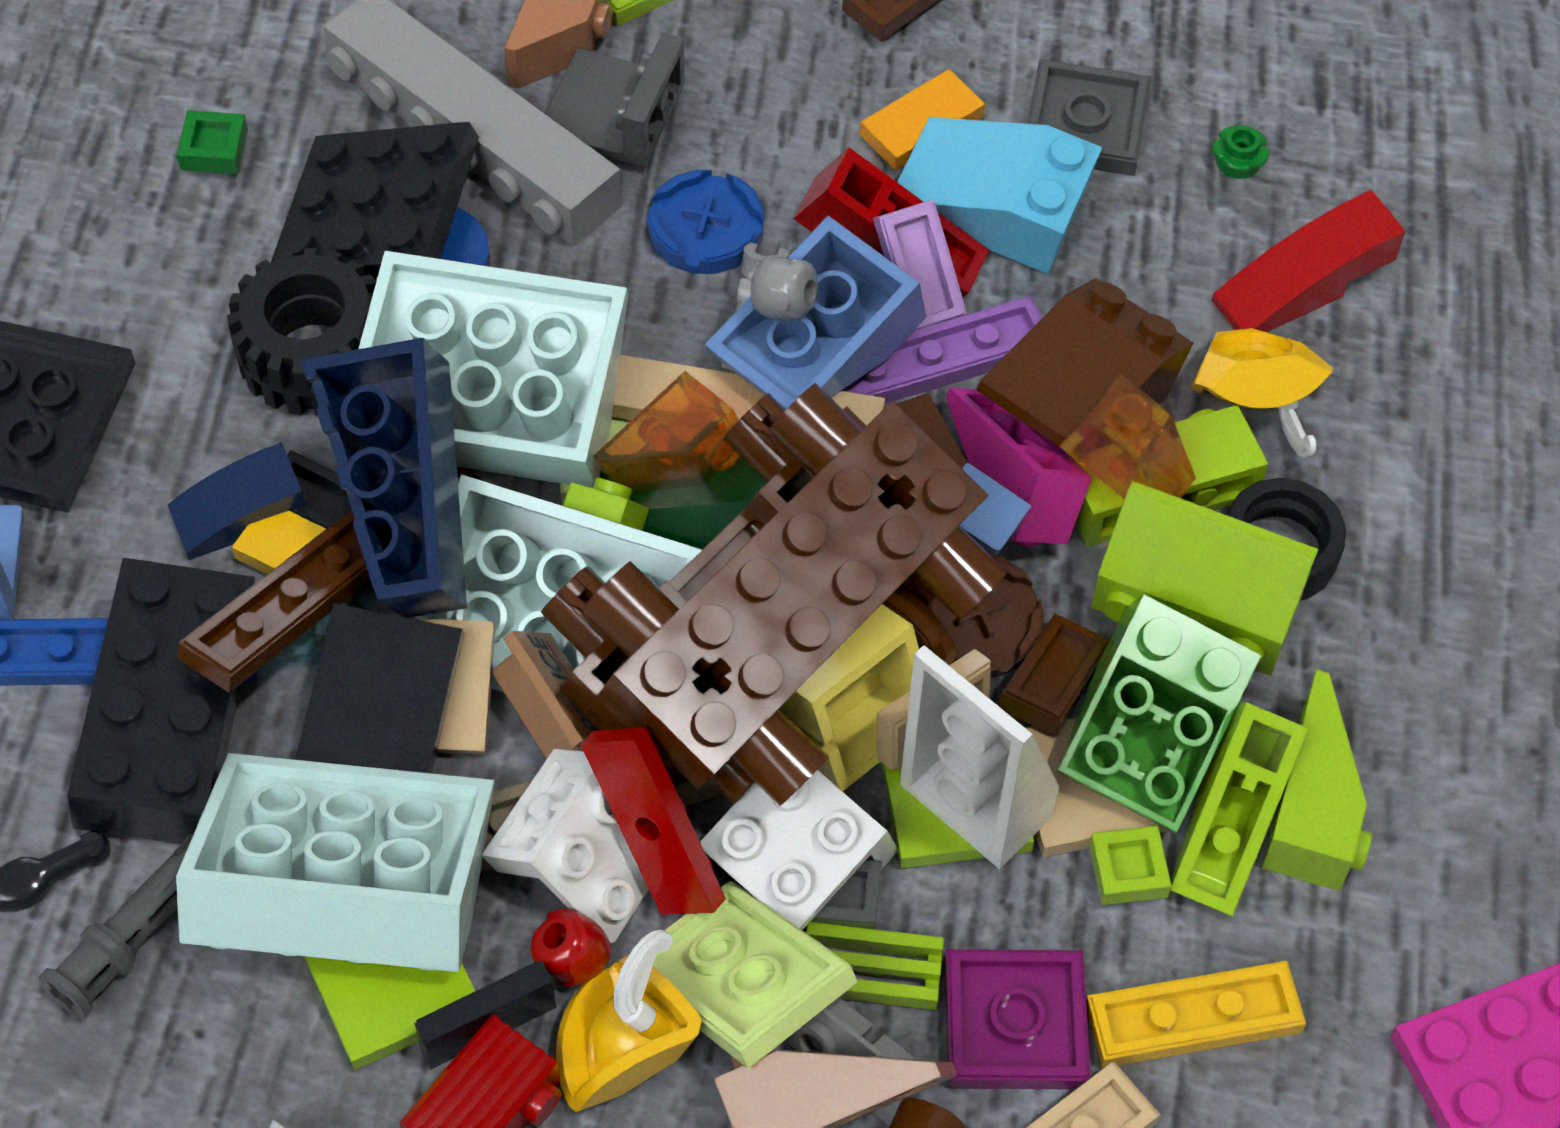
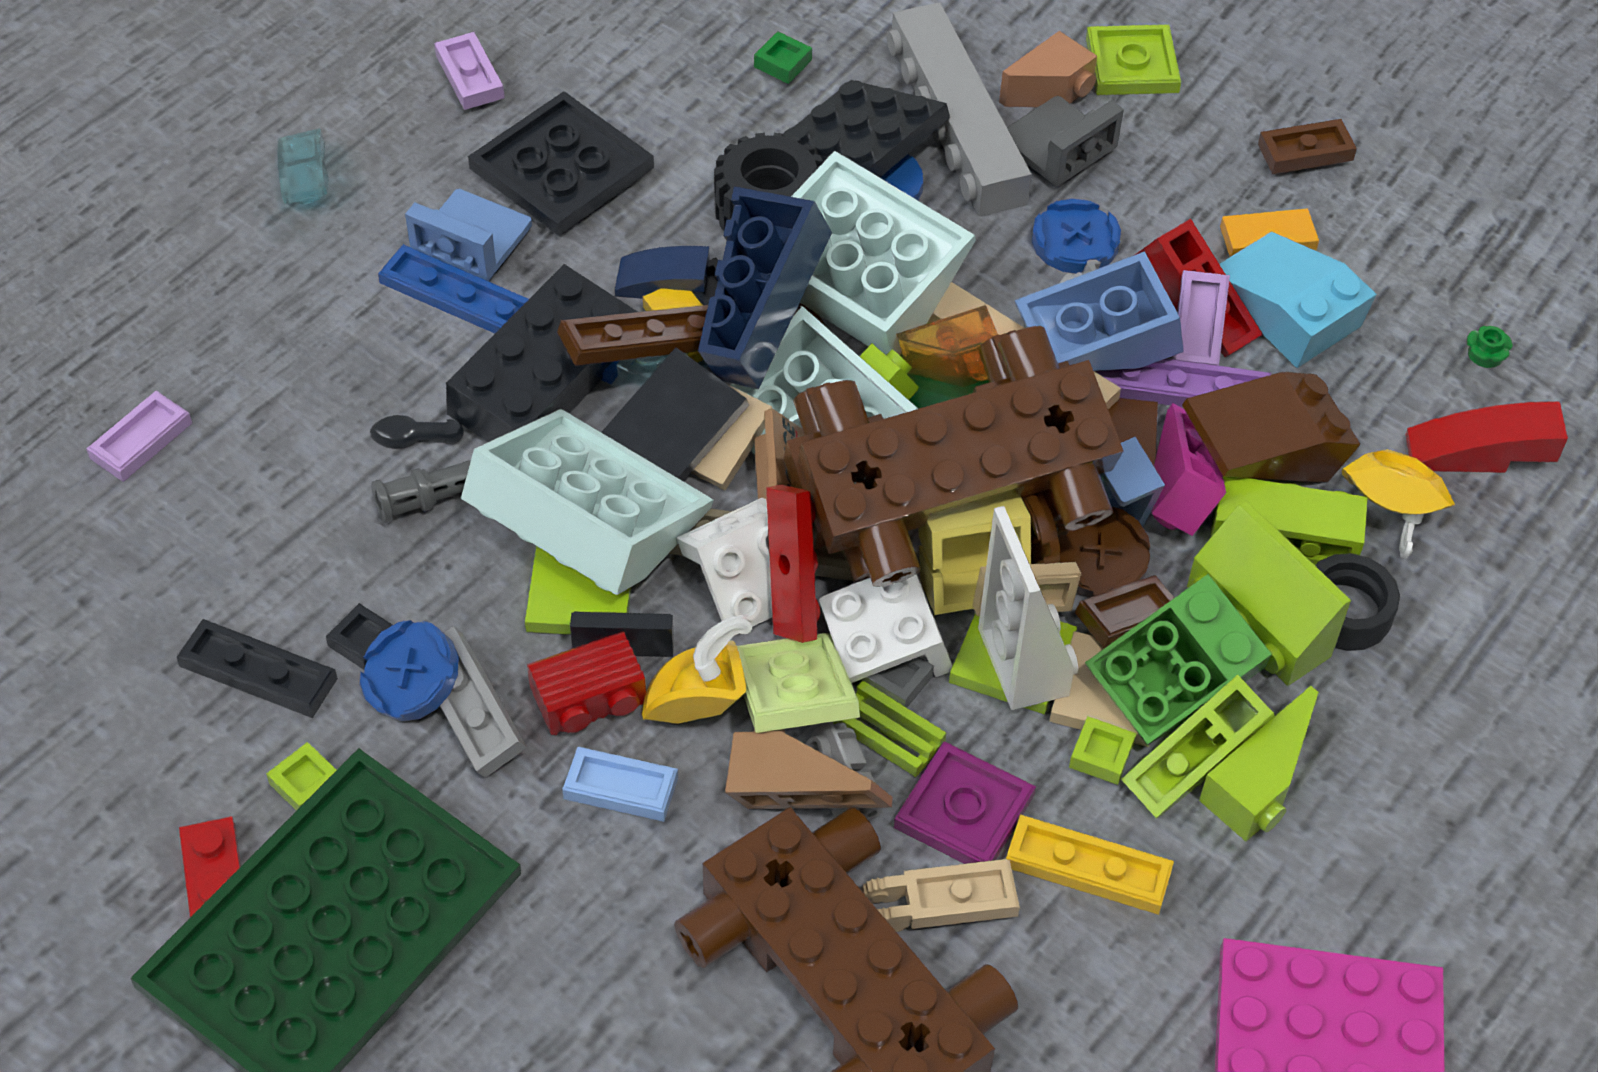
camera: 30 degrees right, 5 degrees down
(571, 947) = (695, 616): red piece -> none
(784, 288) = (1083, 281): light grey piece -> none
(1094, 106) = (1399, 276): dark grey tile -> none
(1129, 440) = (1263, 473): clear orange slope -> none

